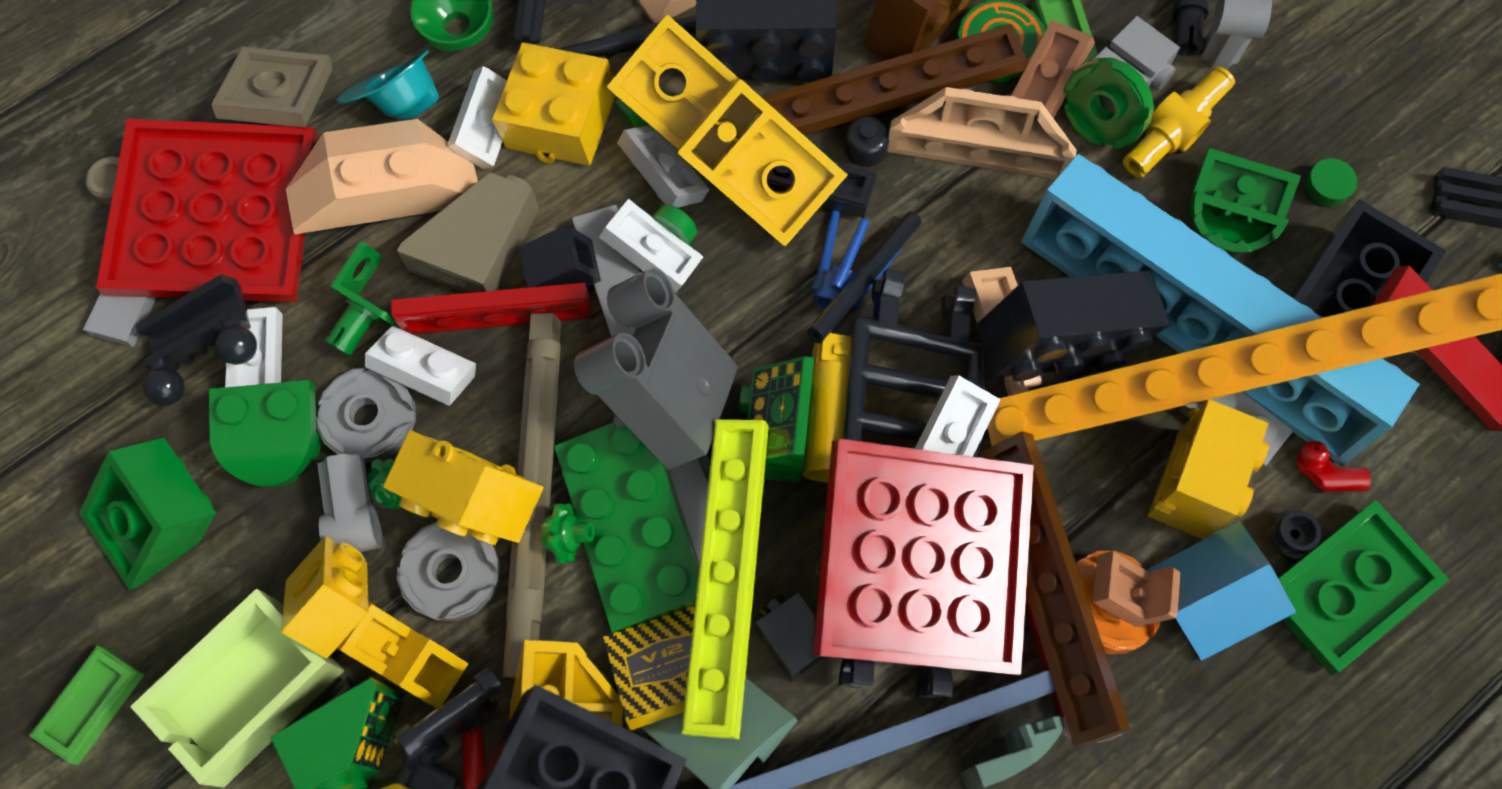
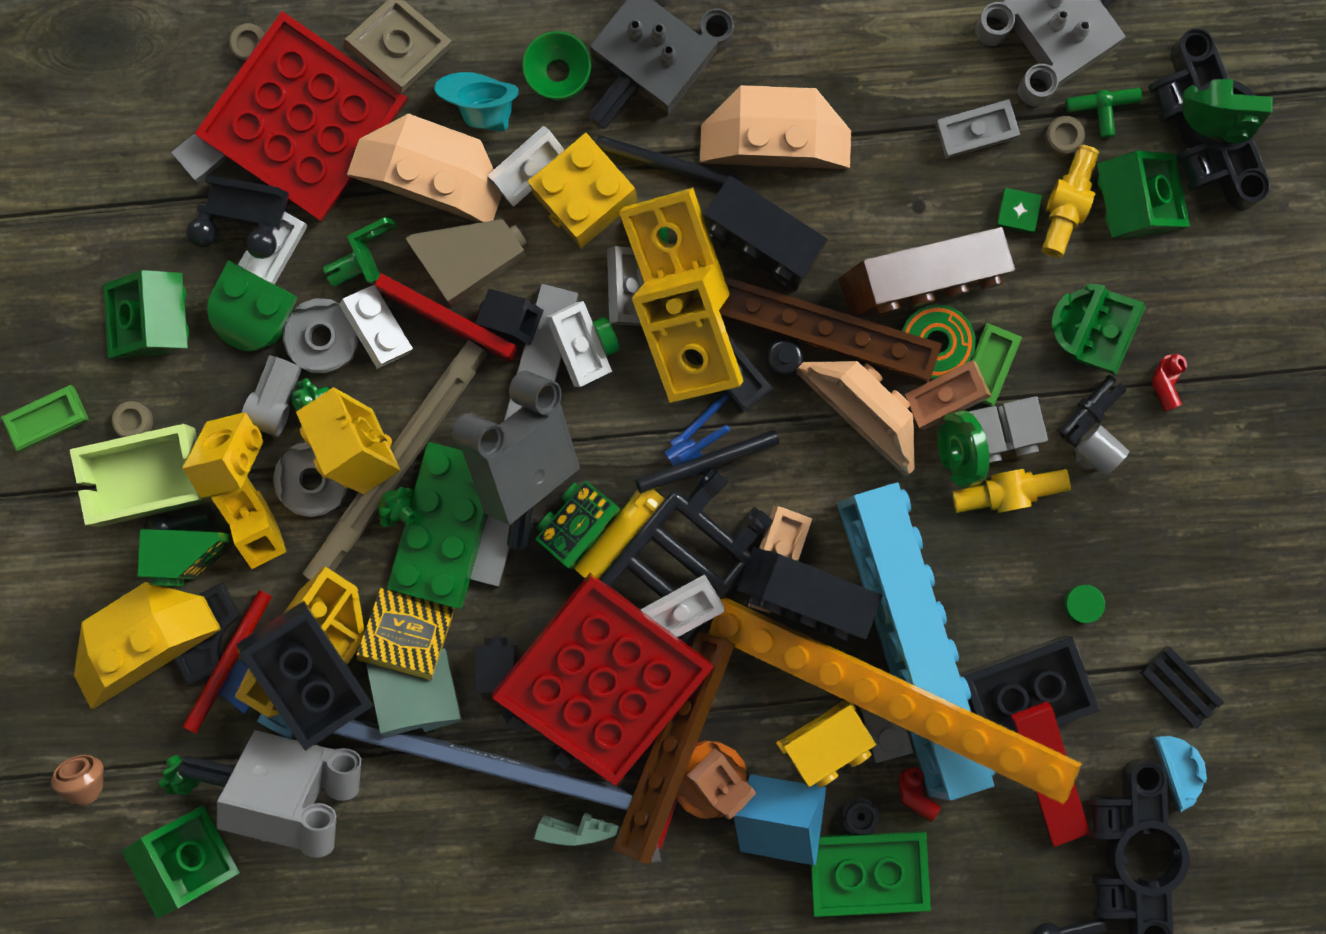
camera: 35 degrees right, 15 degrees up
(189, 632) = (132, 419): none -> dark tan tile
(466, 711) = (238, 583): black plate -> none
(726, 580) = (473, 608): neon yellow tile -> none
(1240, 201) = (1005, 577): green slope -> none

